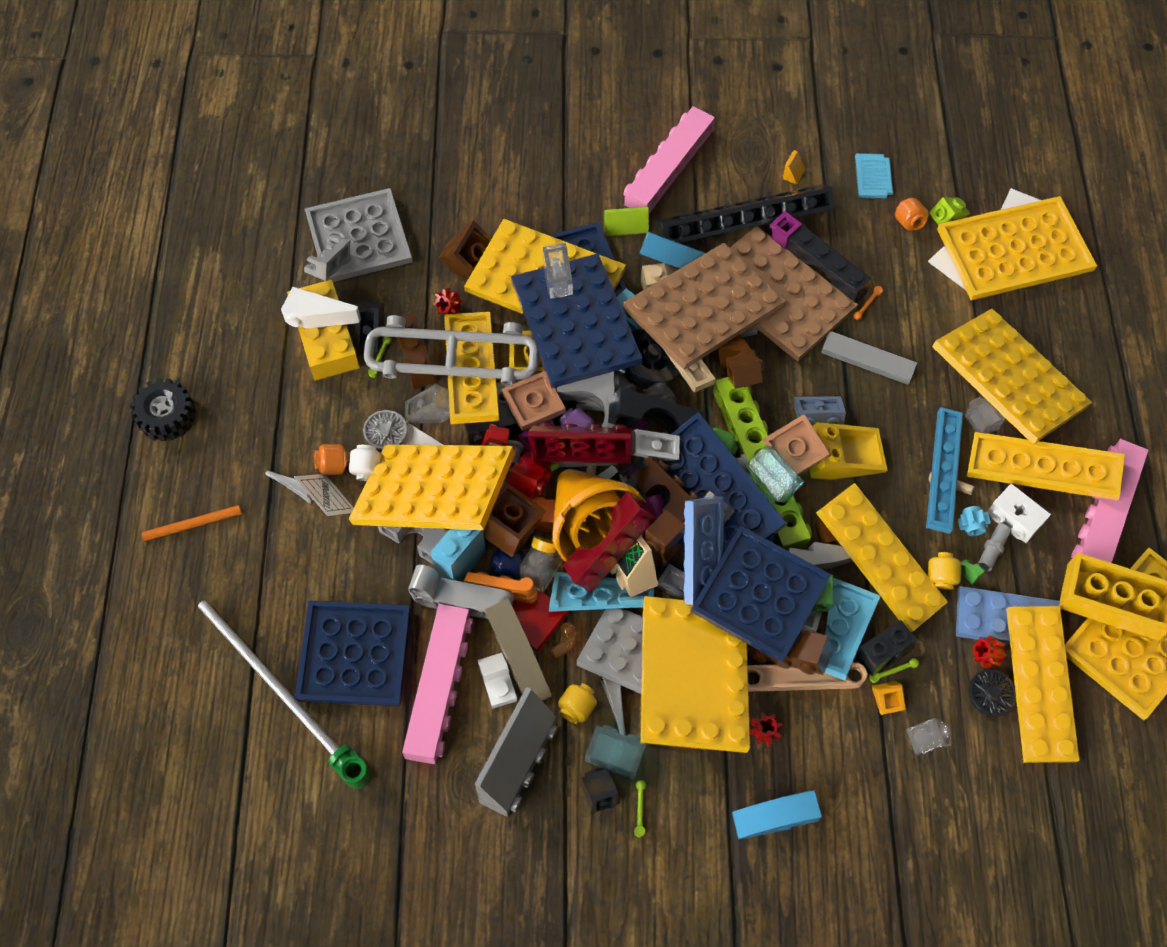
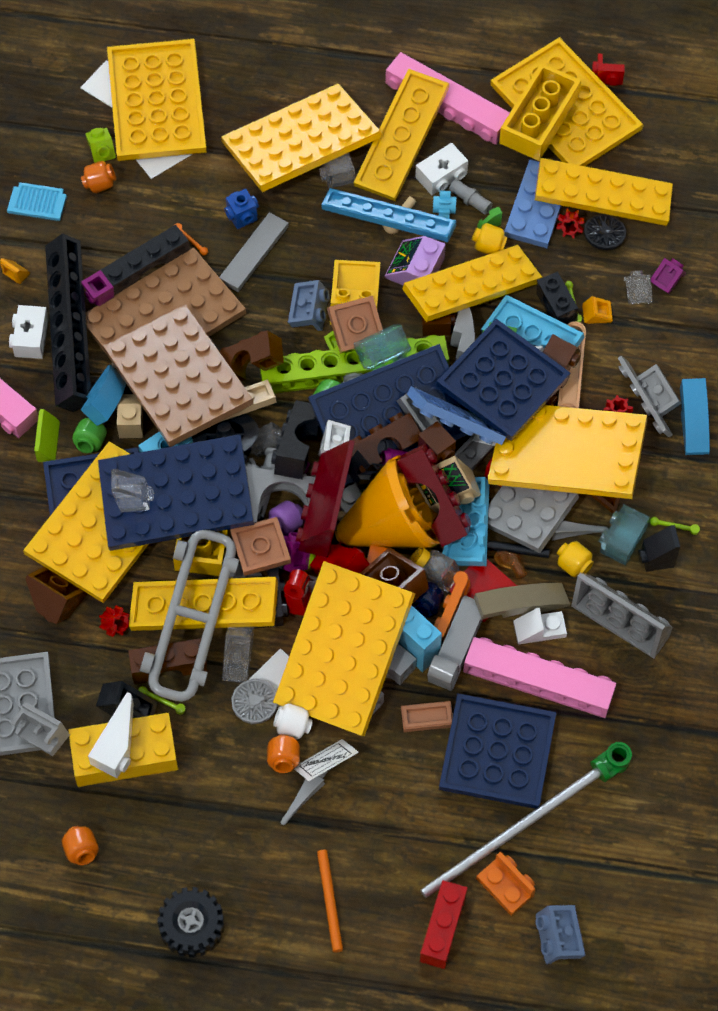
camera: 80 degrees left, 0 degrees up
(162, 737) = (559, 933): none -> sand blue bracket
(182, 623) = (443, 924): none -> red arch
(213, 679) = (507, 884): none -> orange bracket
(231, 312) = (80, 845): none -> orange head
(386, 582) = (426, 716): none -> nougat tile
(582, 639) = (516, 549): none -> black bar
(629, 253) = (88, 436): none -> bright green head
(729, 188) = (29, 332): none -> white brick
(795, 765) = (654, 390): none -> light grey bracket
(898, 505) = (416, 259): none -> lavender slope
(911, 335) = (241, 208): none -> blue brick
(954, 767) = (668, 275): none -> magenta bracket

